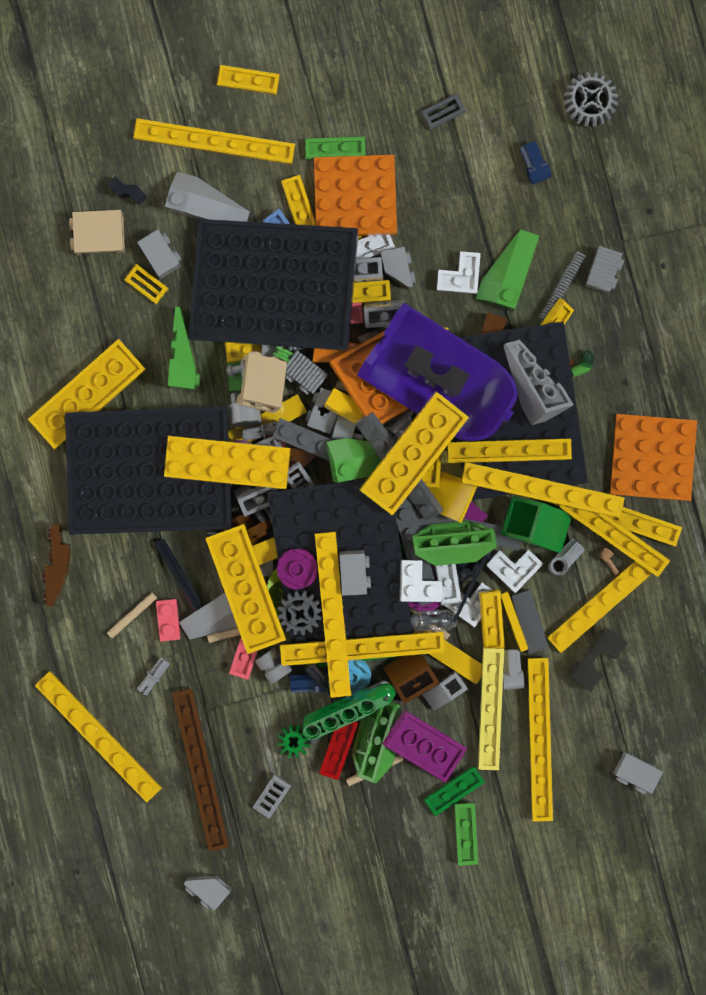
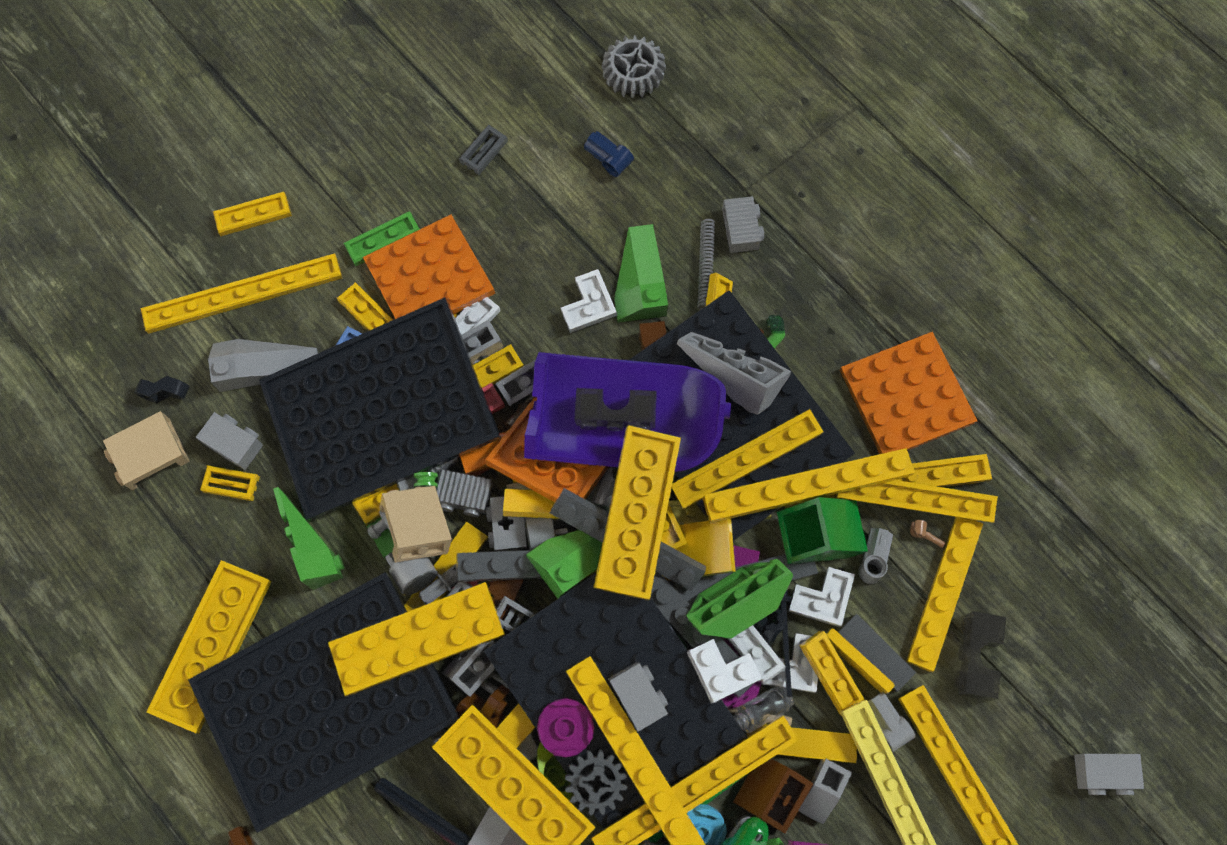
camera: 25 degrees left, 15 degrees down
(396, 266) = (513, 327): light grey slope -> none

